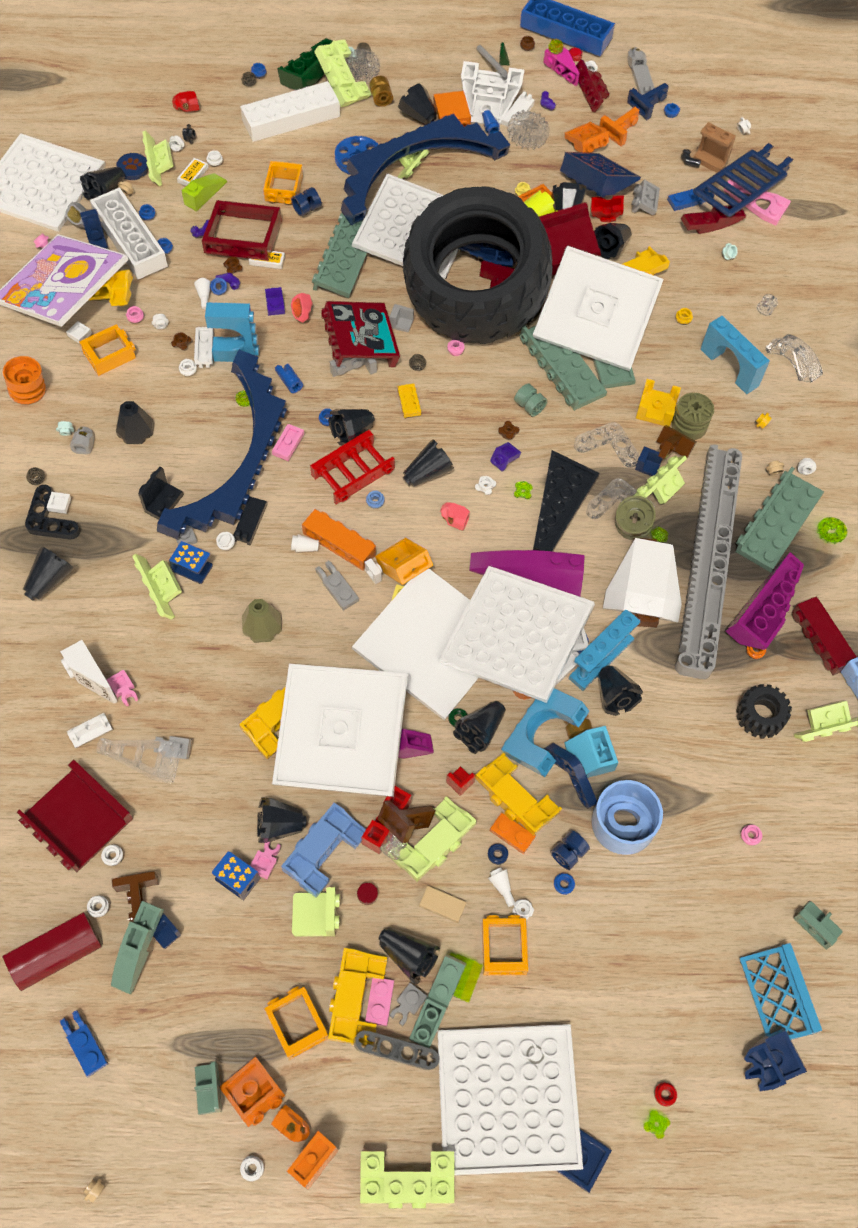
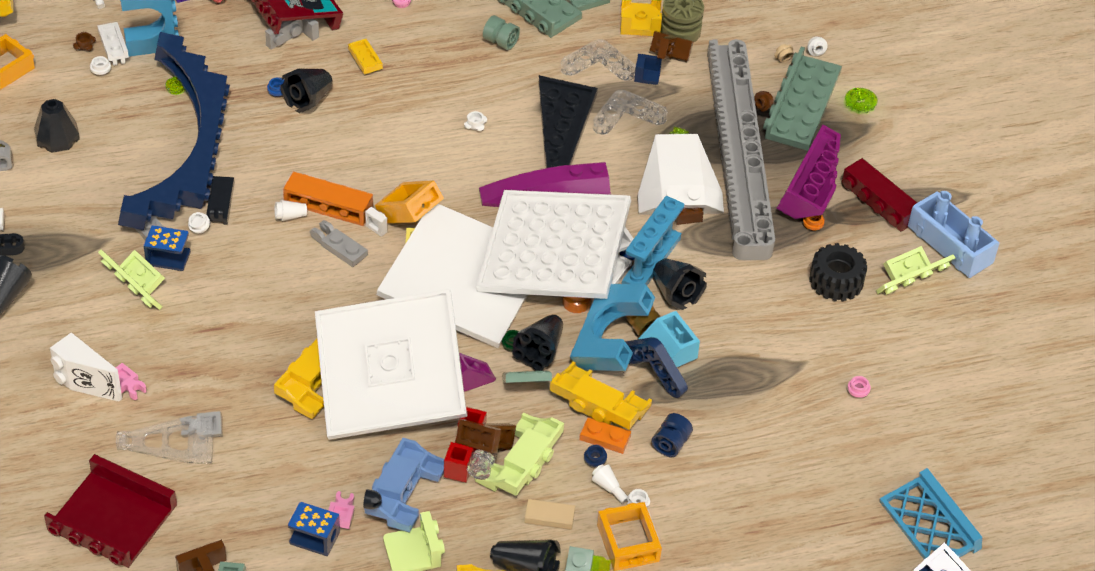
camera: 15 degrees left, 15 degrees down
(89, 730) = (100, 429): white hinge -> none
(112, 849) = (165, 535): white plate -> none
(134, 314) = (21, 24): bright pink plate -> none
(158, 494) = (106, 192): black bracket -> none
(160, 321) = (53, 26): white plate -> none
(261, 621) = (264, 288): olive cone -> none
(278, 820) = (343, 468): black cone -> none
(286, 867) = (372, 499): none -> black hinge
(288, 442) = (240, 118): bright pink plate -> none
(289, 378) = (222, 56): blue hinge -> none
(350, 451) = (314, 113): red fence -> none
(367, 893) = (464, 520): dark red piece -> none
(375, 495) = (356, 155): medium blue plate -> none
(417, 358) = (363, 19): clear smoke plate -> none
(427, 465) = (407, 110): black cone -> none
(455, 515) = (451, 153): coral rock -> none
(458, 762) = (526, 376): none -> sand green tile
(460, 780) = (533, 397): red panel -> none
(504, 455) = (487, 89): dark purple bracket -> none
(508, 434) = (485, 67): reddish brown plate -> none
(523, 485) = (518, 119): clear neon green plate -> none
(568, 879) = (672, 465): blue plate -> none
(635, 507) = (652, 110): olive wheel -> none
(637, 800) = (734, 379): light blue piece -> none
(665, 482) = (671, 83): yellowish green bracket -> none
(742, 517) = (763, 100): none -> reddish brown plate
(763, 420) = (758, 11): yellow plate -> none
(818, 925) = (951, 454): sand green panel -> none

